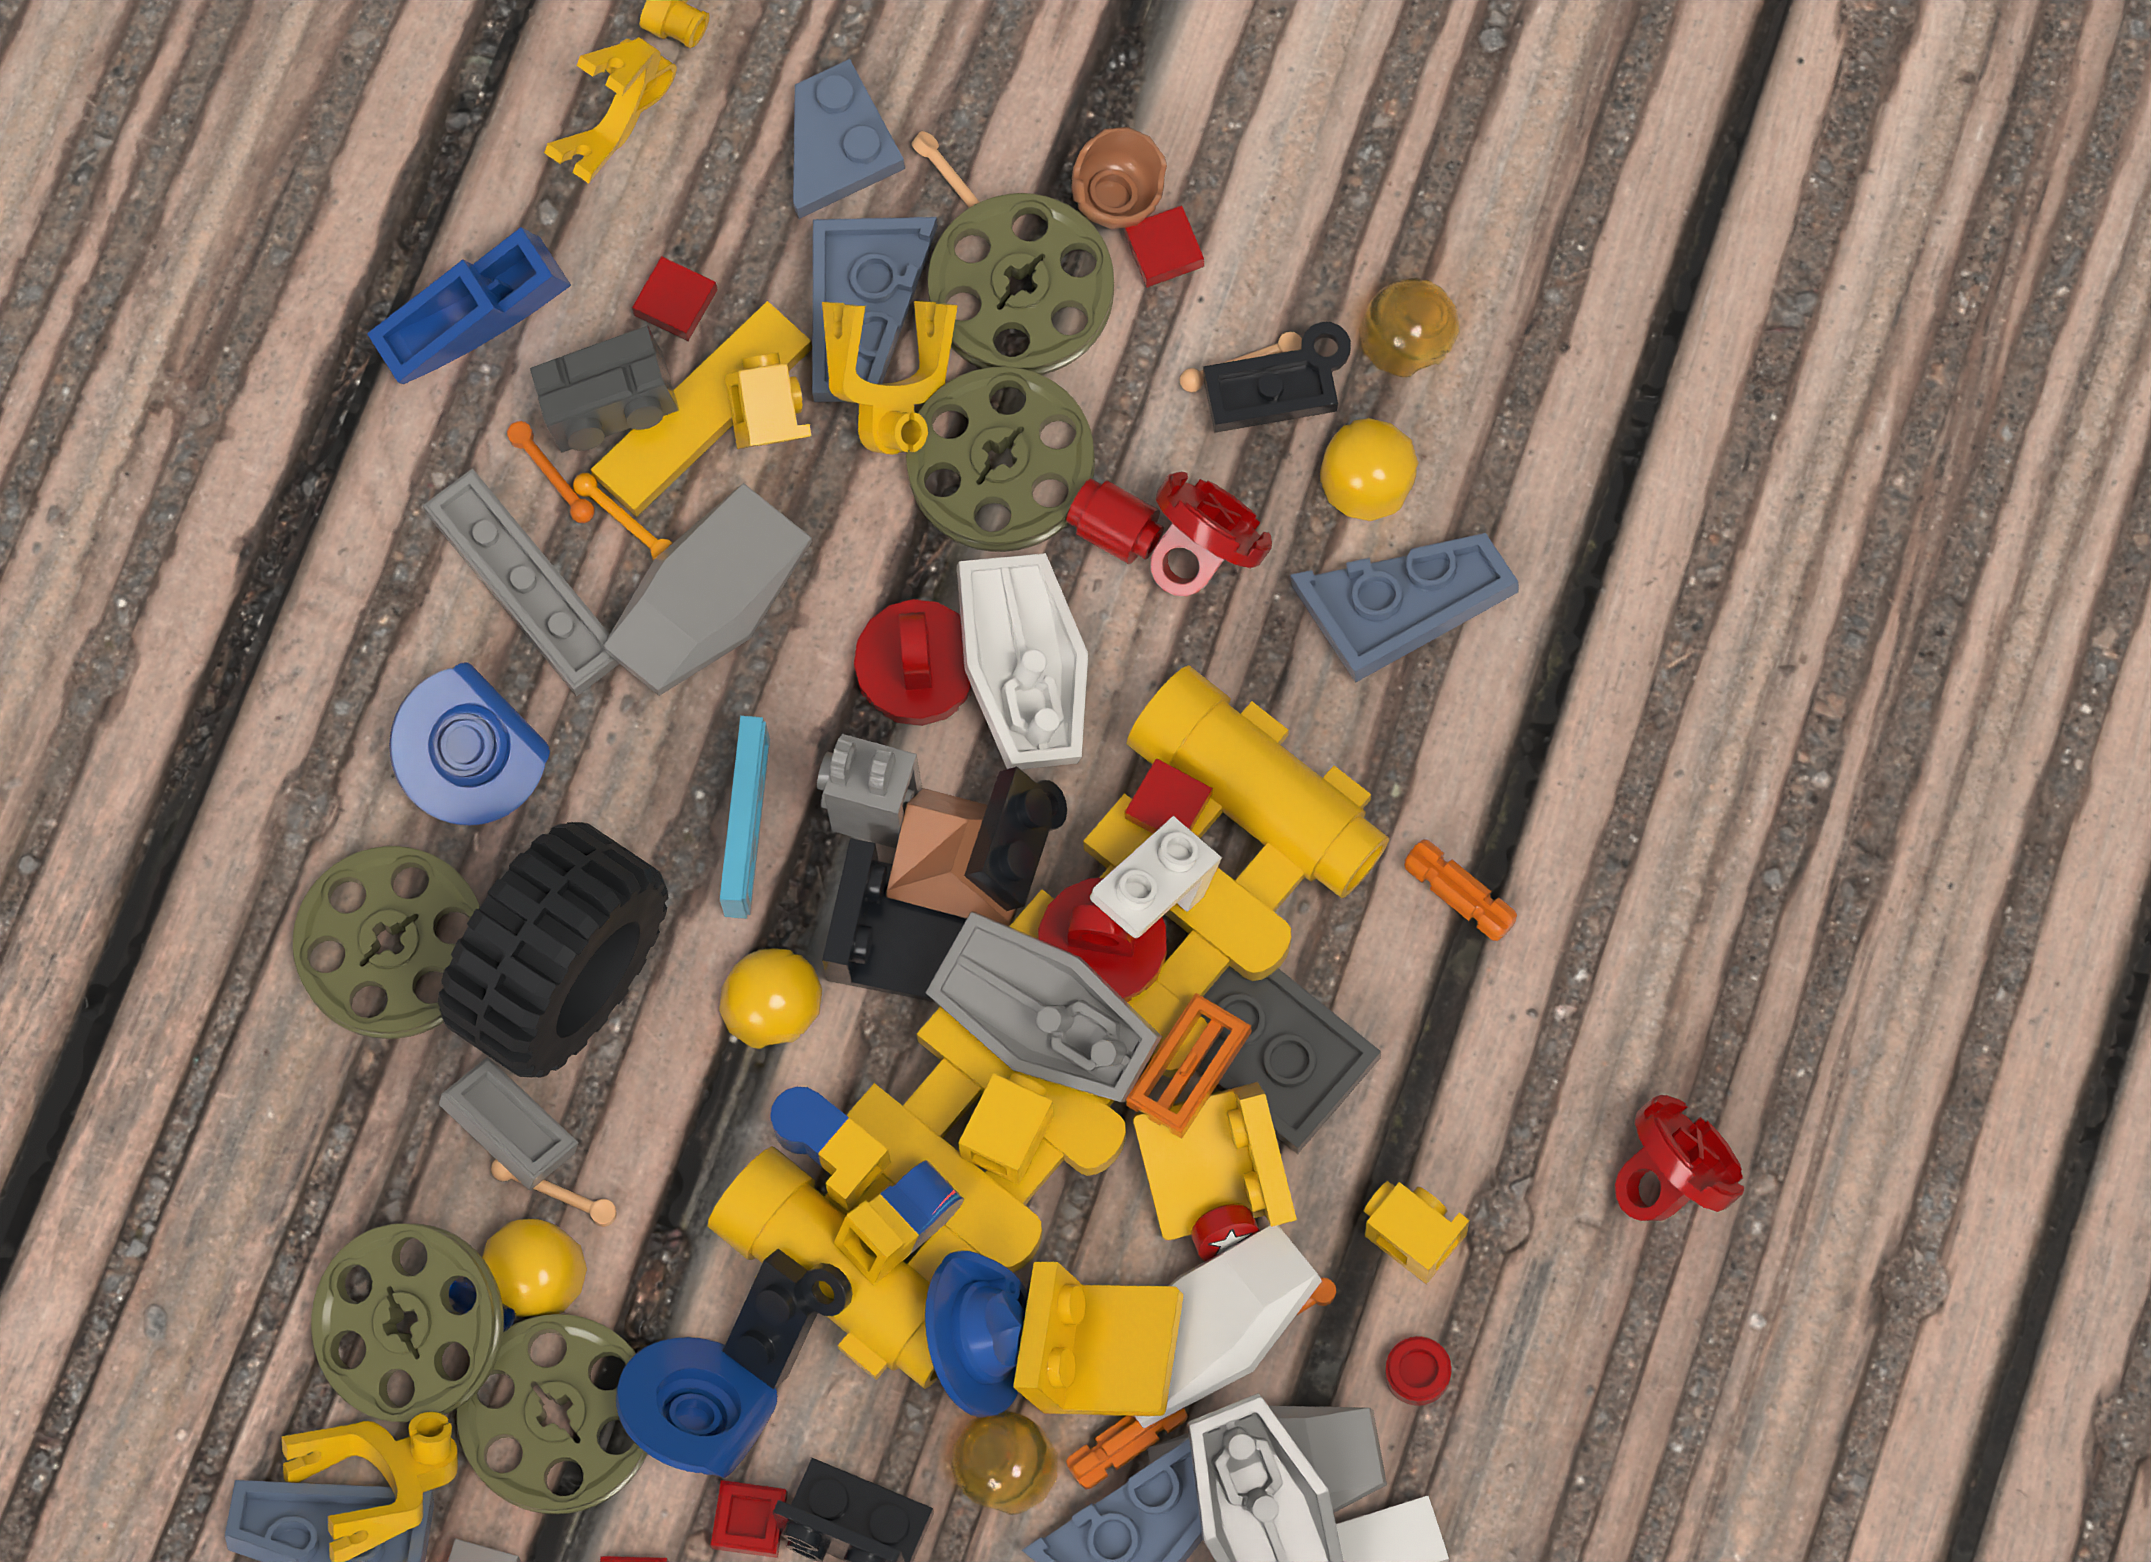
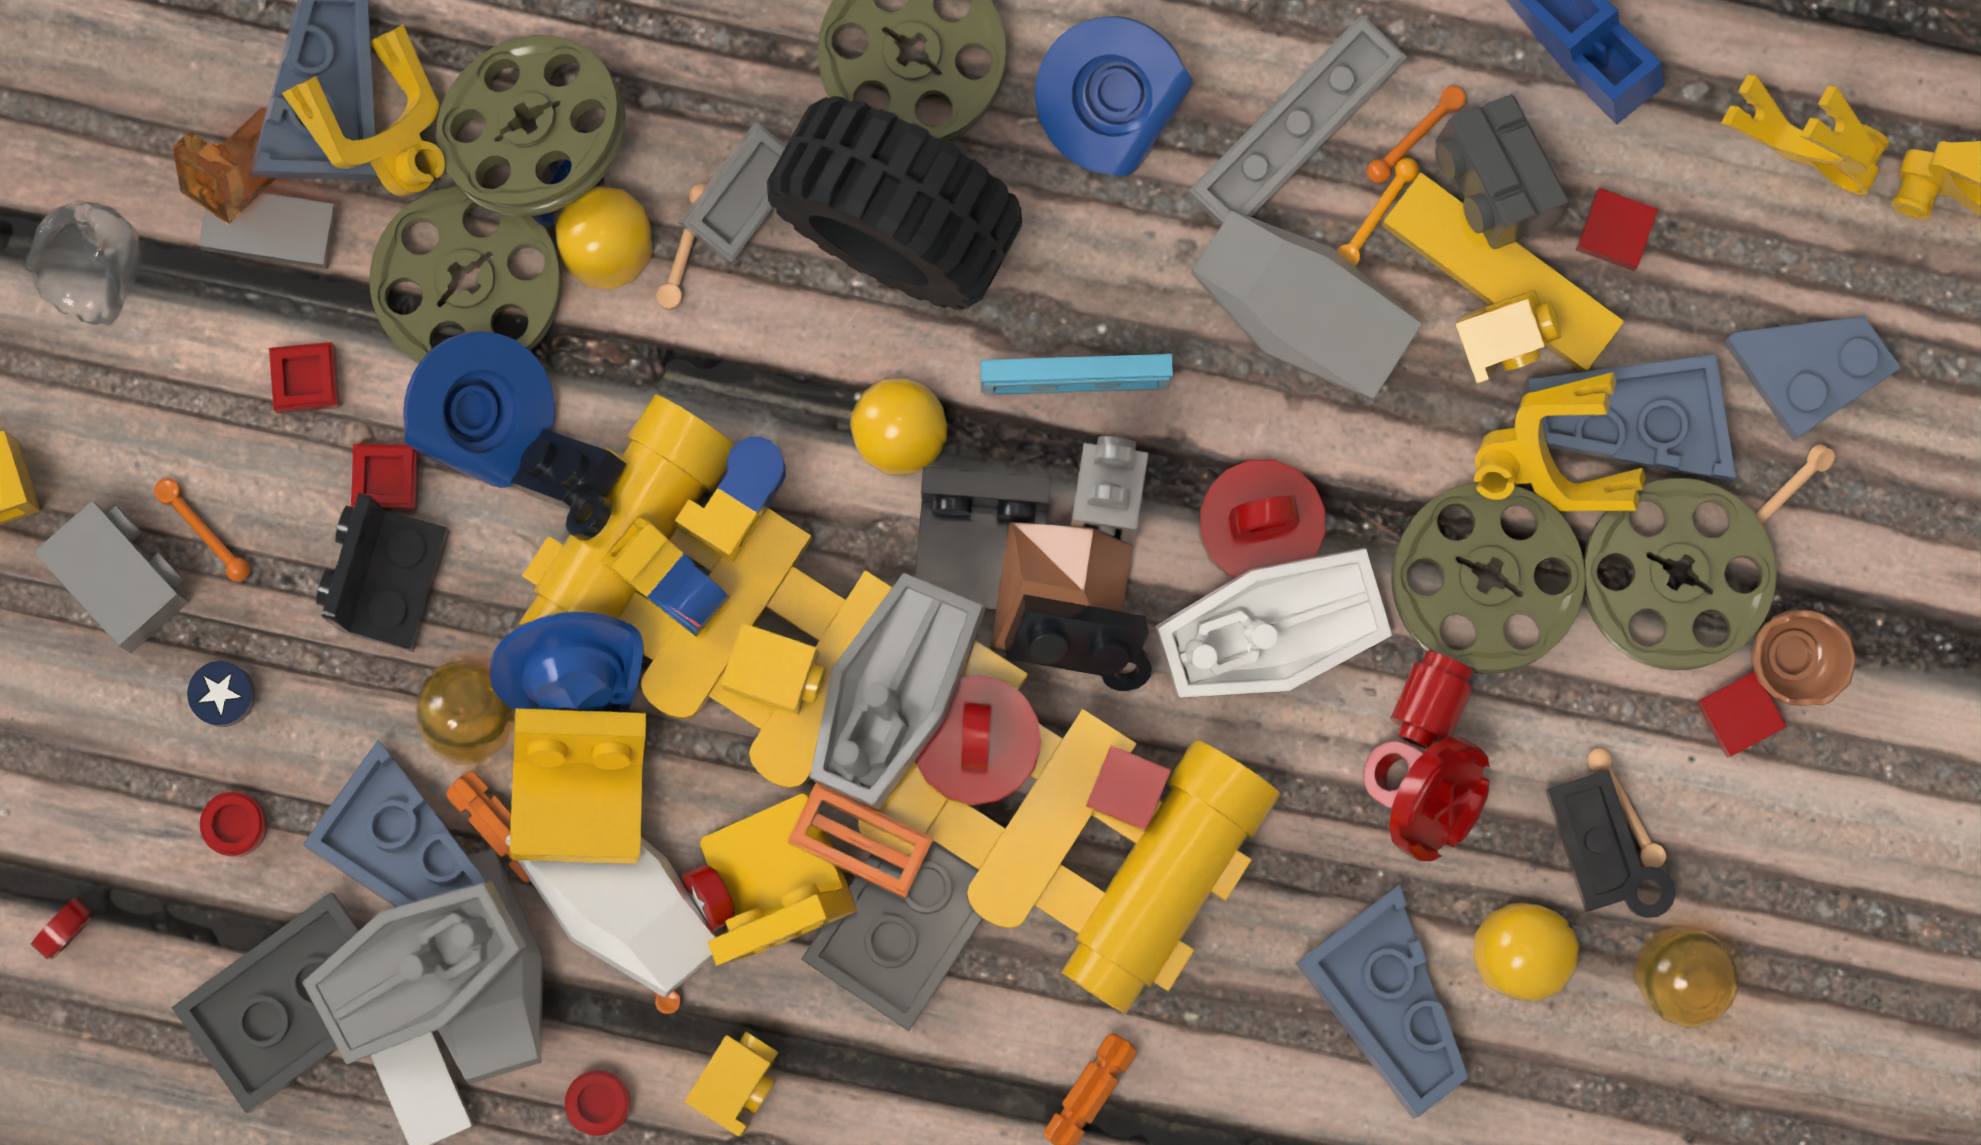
camera: 75 degrees right, 10 degrees up
(1161, 872) = (1029, 782): white bracket -> none

